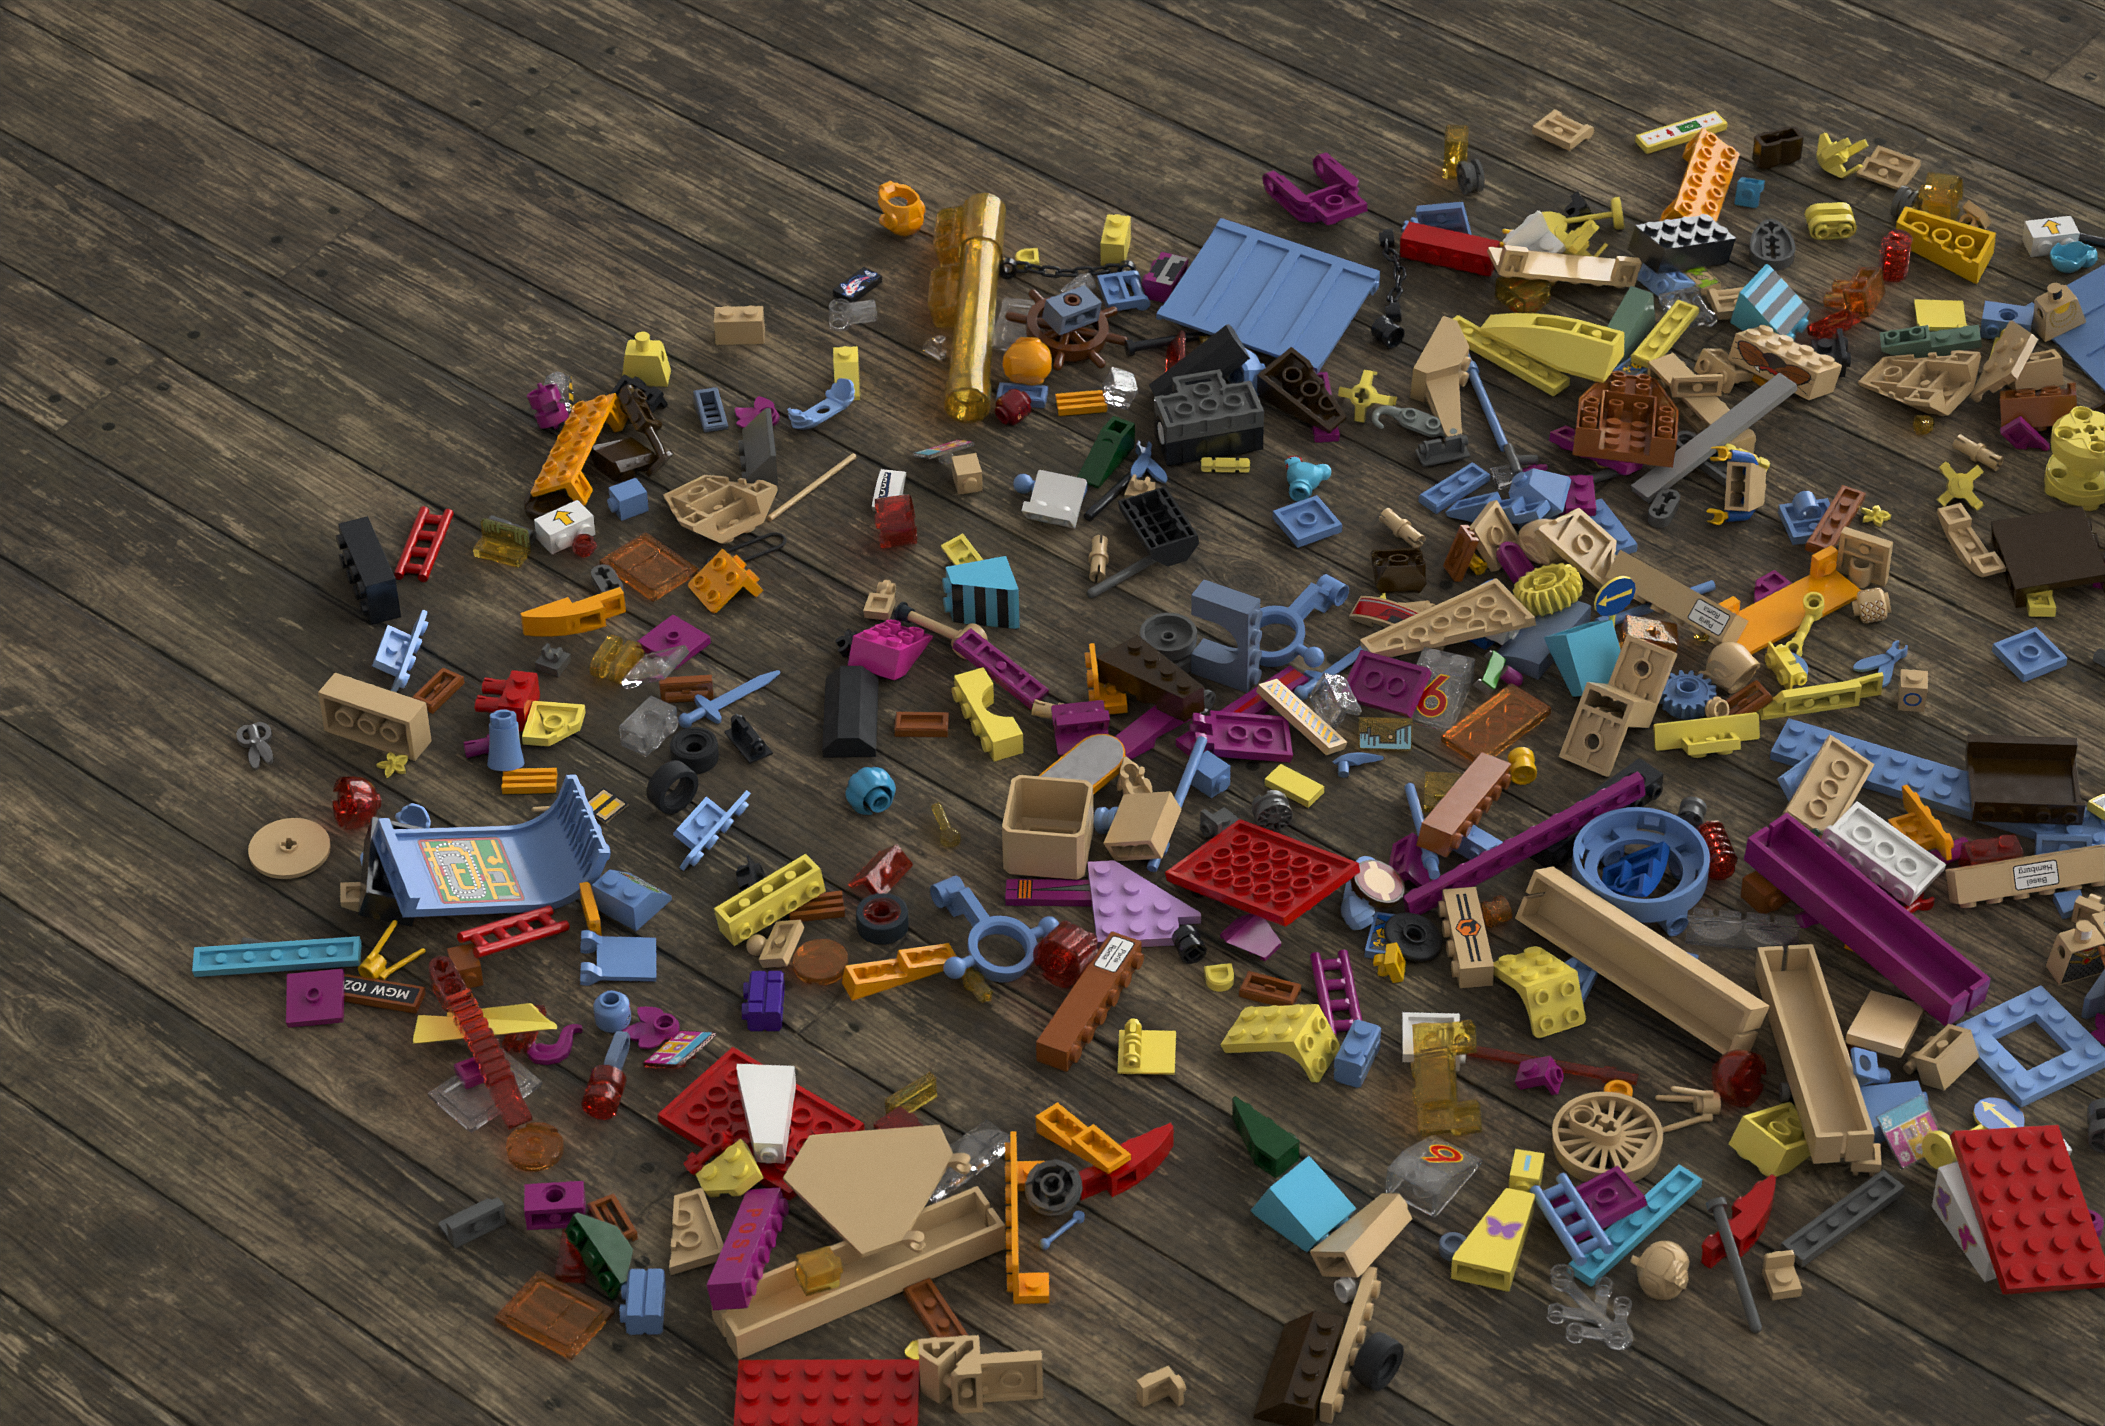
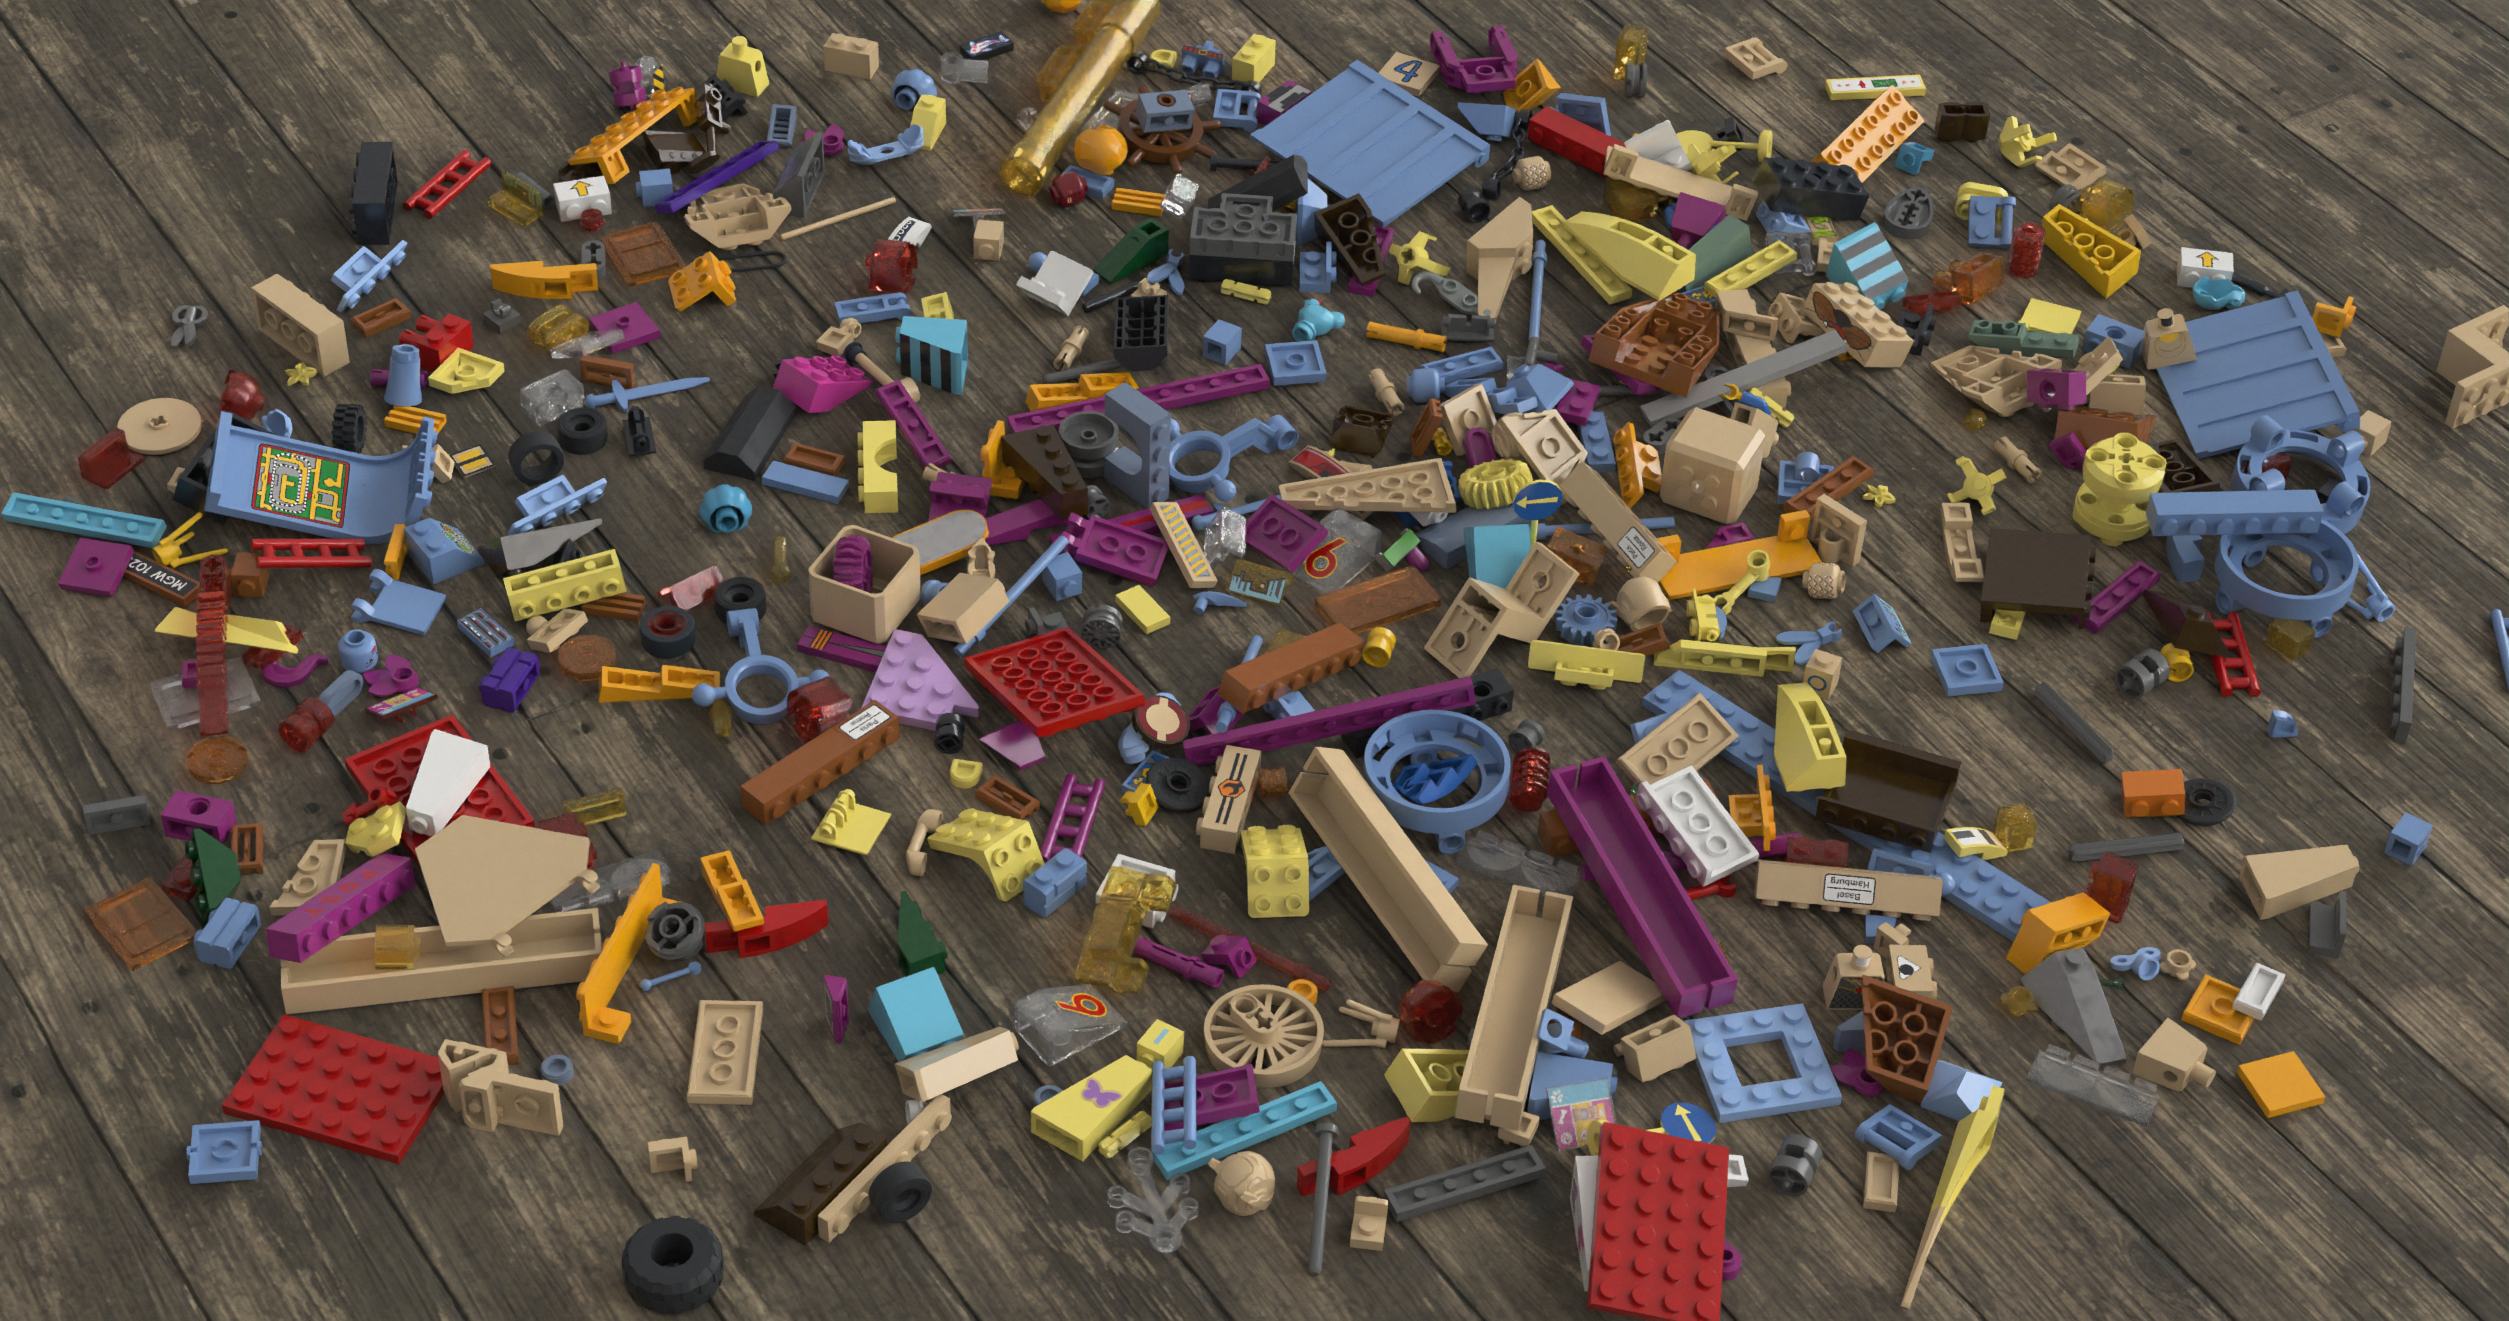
camera: 15 degrees right, 0 degrees up
(263, 894) = (109, 460): none -> clear red panel
(480, 803) = (349, 427): none -> black tyre
(679, 474) = (716, 176): none -> dark purple tile
(713, 963) = (485, 632): none -> tile
(714, 874) = (520, 551): none -> wedge
(812, 344) = (910, 86): none -> medium blue plant
(896, 566) = (873, 308): none -> medium blue plate
(925, 746) = (805, 482): none -> medium blue tile
(927, 861) = (739, 589): none -> black tyre
(1010, 1340) = (557, 1069): none -> sand blue tile
(1034, 809) = (854, 563): none -> magenta gear
(1068, 249) = (1204, 58): none -> medium blue hips
(1135, 593) = (1089, 387): none -> light orange slope
(1149, 1283) = (725, 1052): none -> tan tile
(1179, 597) = (1165, 395): none -> magenta plate
(1221, 1066) = (927, 823): none -> tan bar
(1231, 1215) = (836, 1005): none -> magenta slope
(1232, 518) = (1222, 342): none -> medium blue brick
(1261, 216) = (1410, 73): none -> tan tile
(1281, 429) = (1317, 270): none -> medium blue bracket
(1360, 246) = (1489, 119): none -> medium blue slope
(1382, 207) = (1532, 87): none -> light orange slope
(1388, 472) = (1418, 338): none -> light orange pin
(1424, 288) = (1531, 173): none -> tan head
(1435, 513) = (1424, 385): none -> medium blue head
(1510, 1096) = (1188, 966): none -> magenta pin
(1535, 1257) = (1125, 1134): none -> light yellow axle
(1592, 298) = (1692, 218): none -> magenta torso
(1655, 540) = (1636, 465): none -> light orange bracket
(1732, 525) = (1712, 465): none -> tan plate
(1824, 626) = (1765, 590): none -> medium blue tile
(1842, 239) = (1982, 221): none -> medium blue plate
(1935, 632) = (1880, 623): none -> medium blue panel
(1935, 752) = (1806, 741): none -> light yellow wedge
(2002, 375) = (2056, 387): none -> magenta brick

